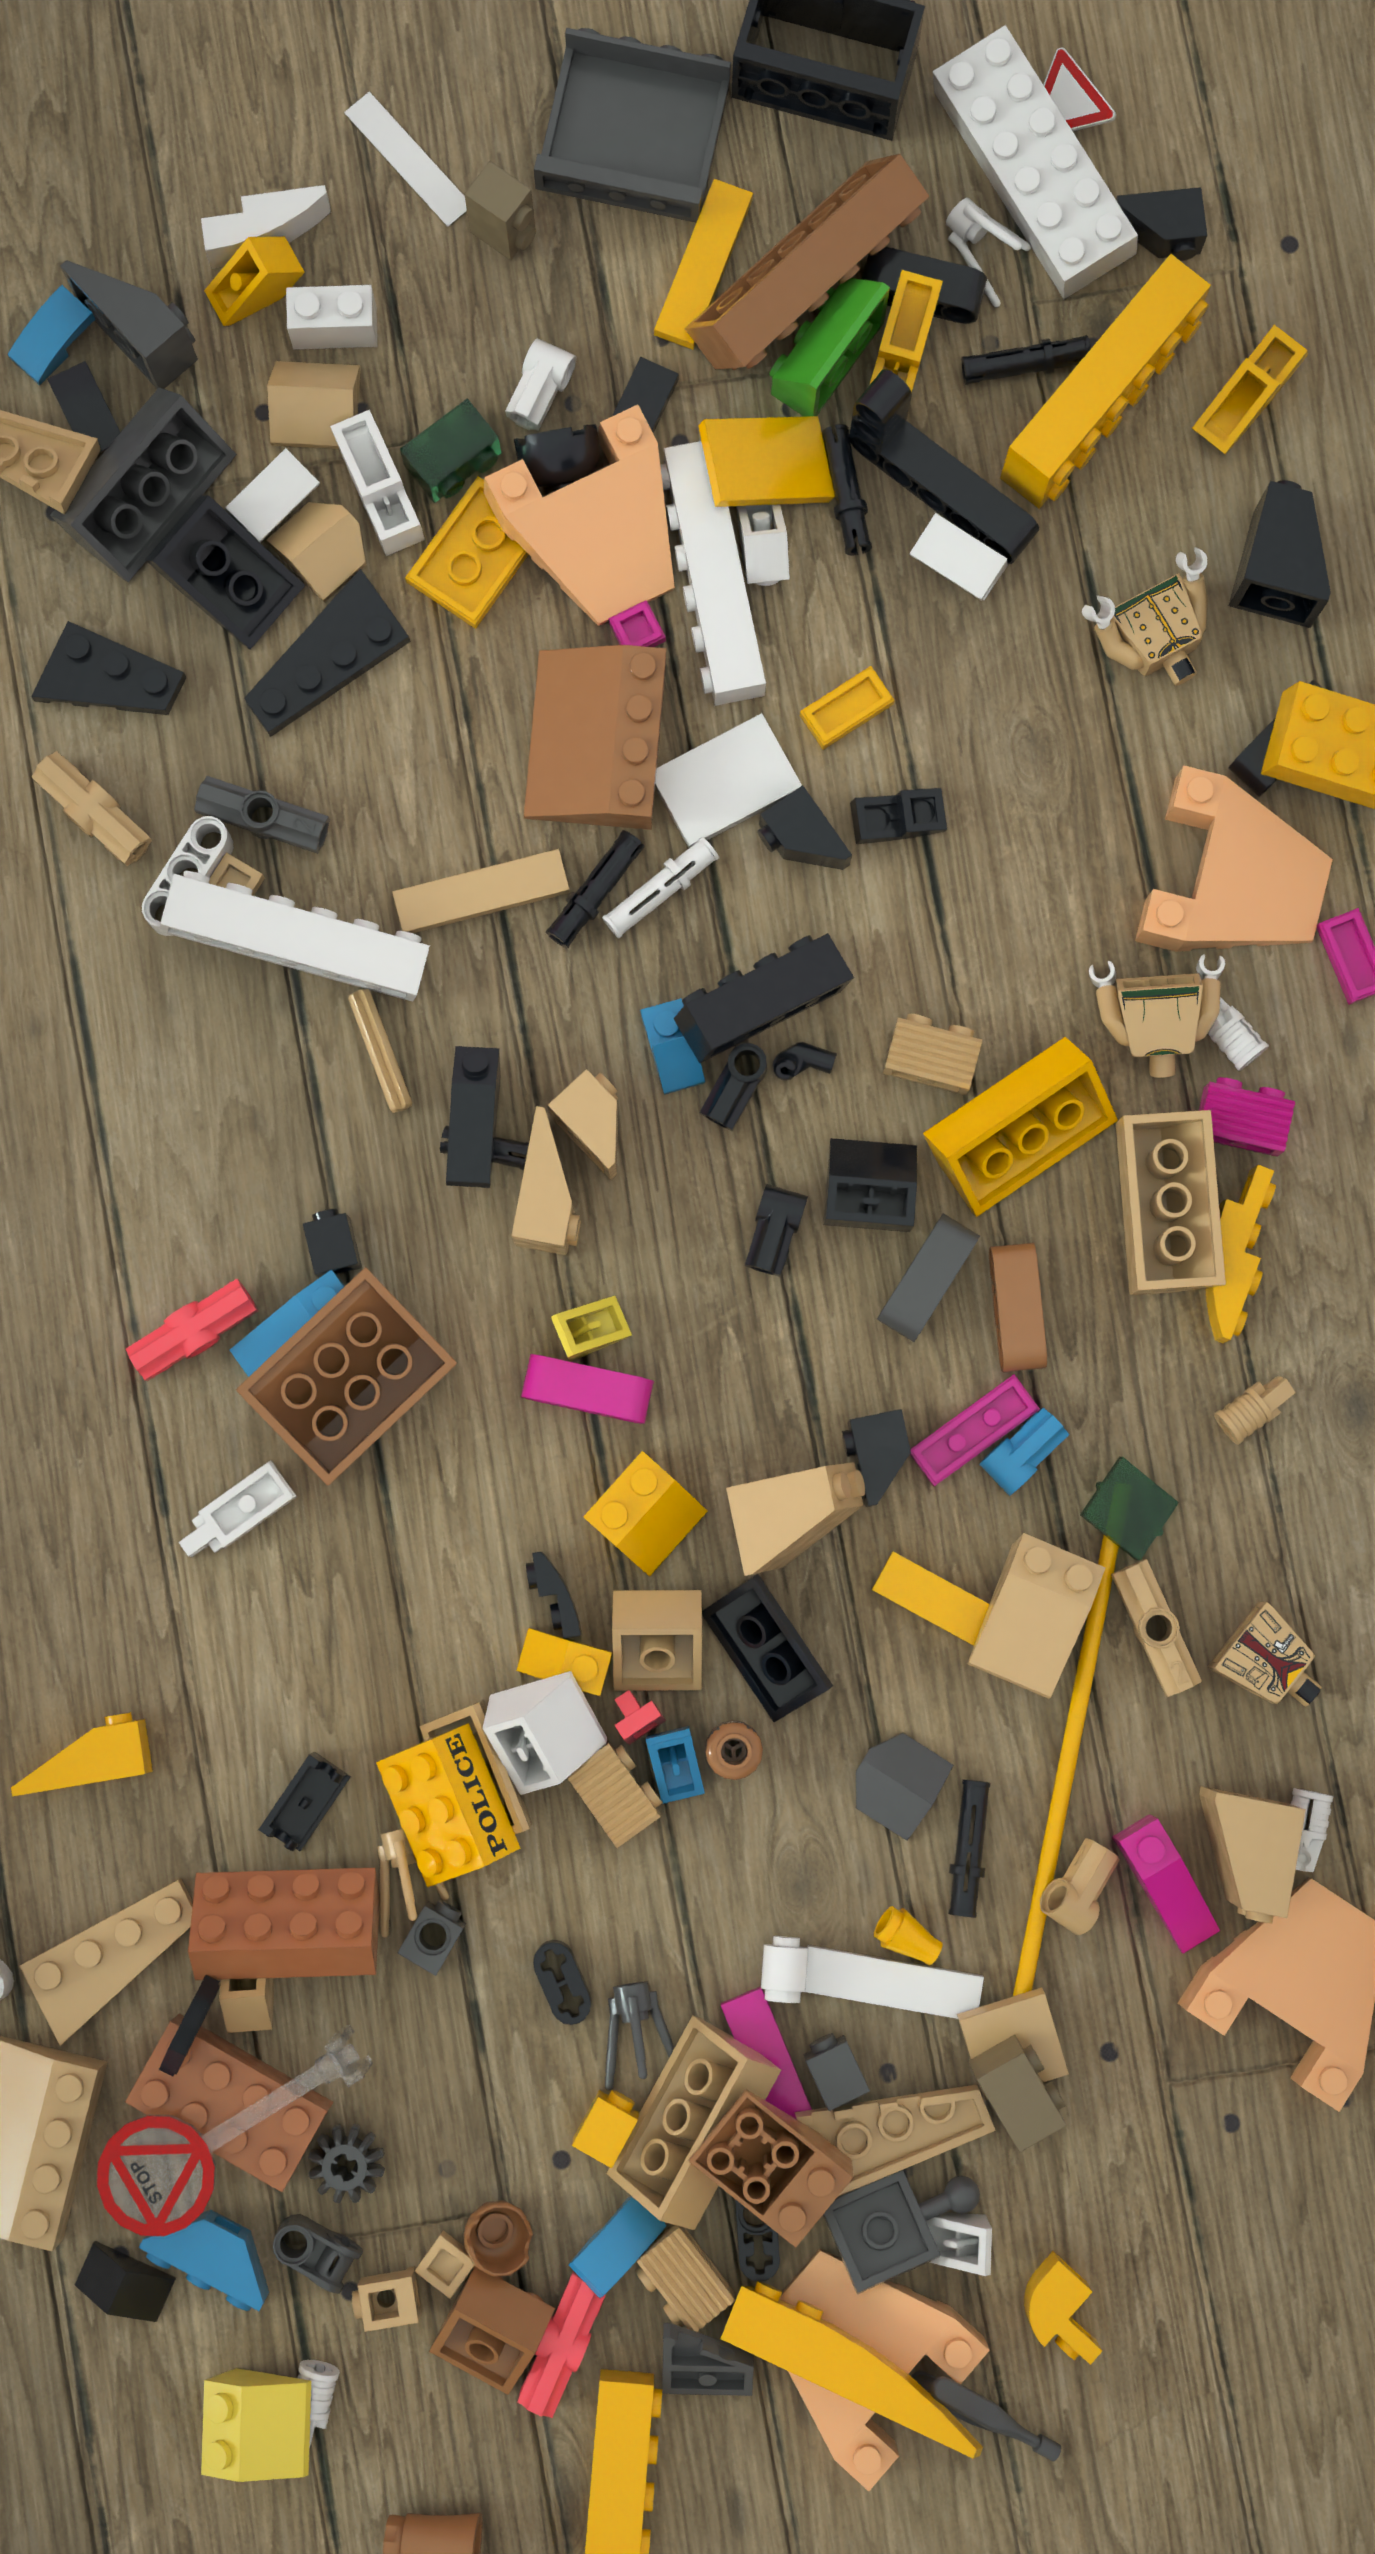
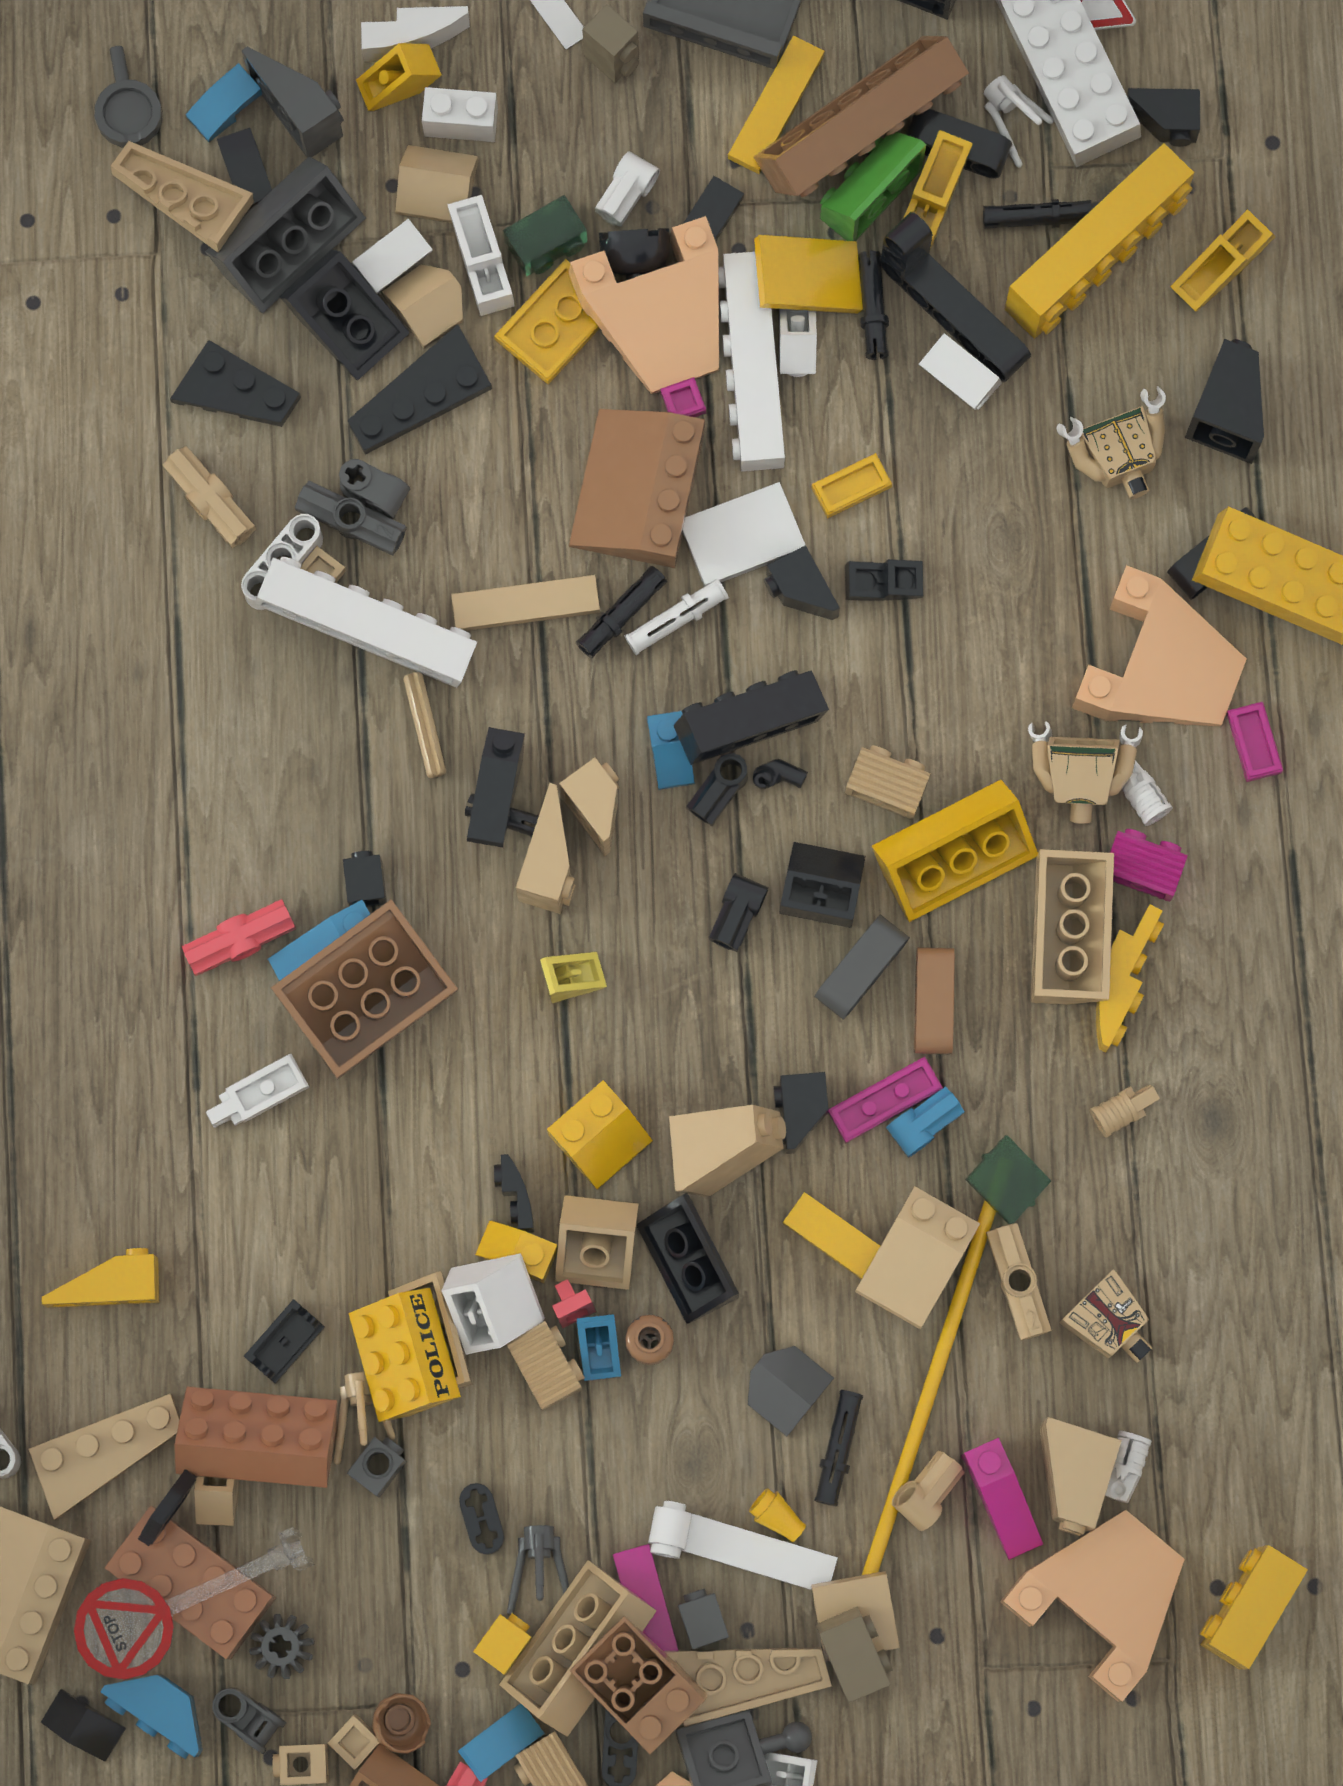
camera: 10 degrees right, 5 degrees down
(291, 776) = (378, 489): none -> dark grey piece
(587, 1389) = (563, 1026): dark pink beam -> none

